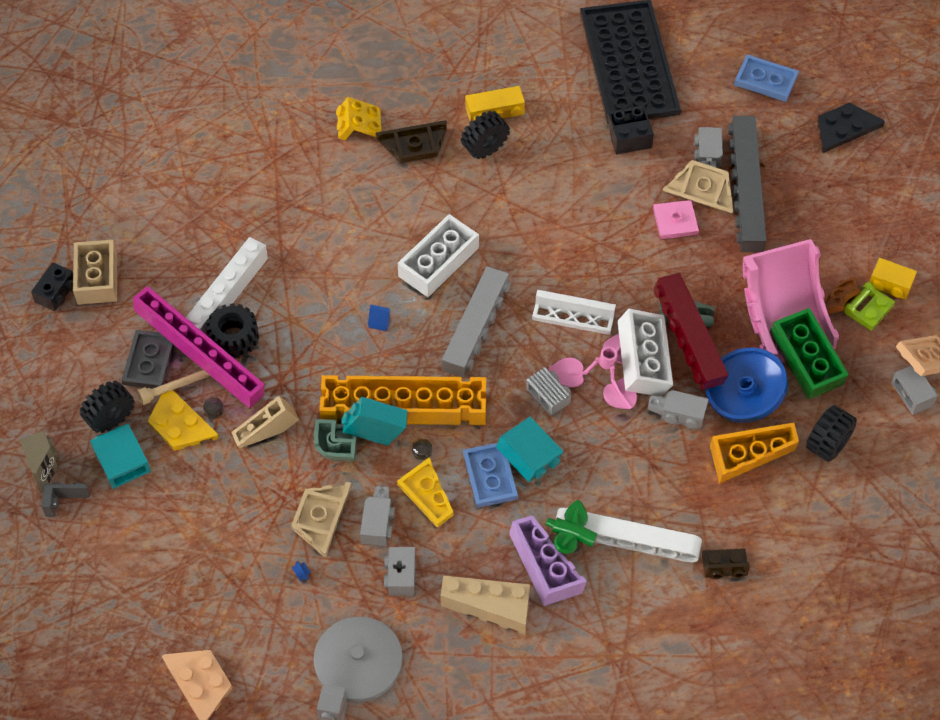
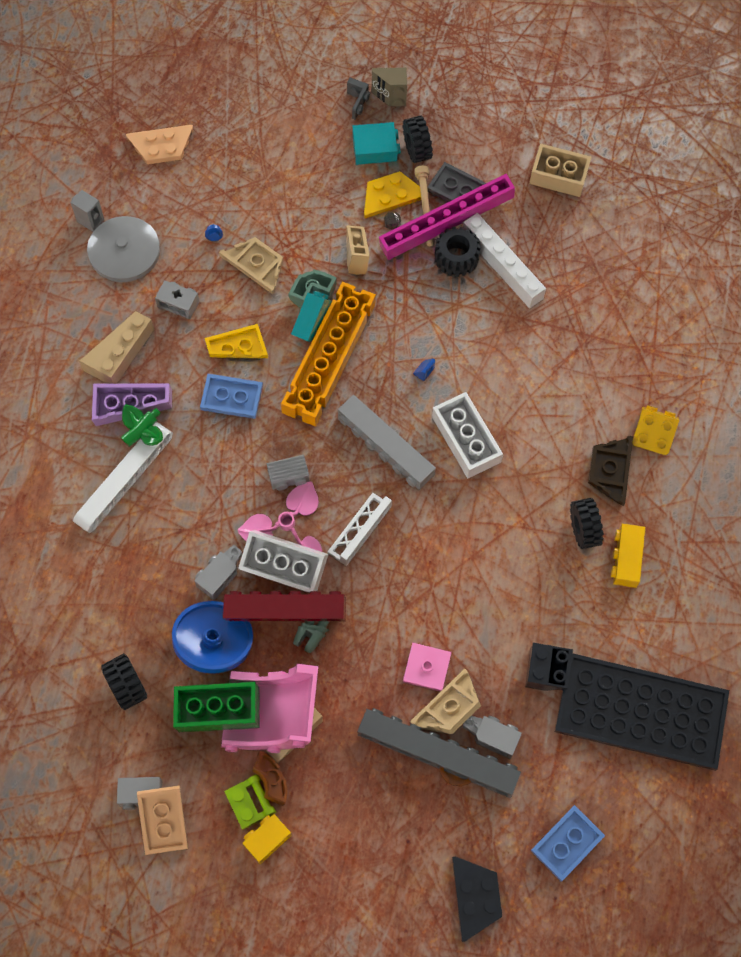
camera: 110 degrees right, 10 degrees up
(53, 286) = (558, 136): black brick -> none
(376, 518) = (232, 299): light grey hinge -> none
(422, 449) = (281, 356): clear smoke tile -> none
(530, 449) = (234, 430): teal brick -> none
(725, 563) = (60, 543): dark brown bracket -> none
(749, 449) = (148, 610): light orange wedge -> none

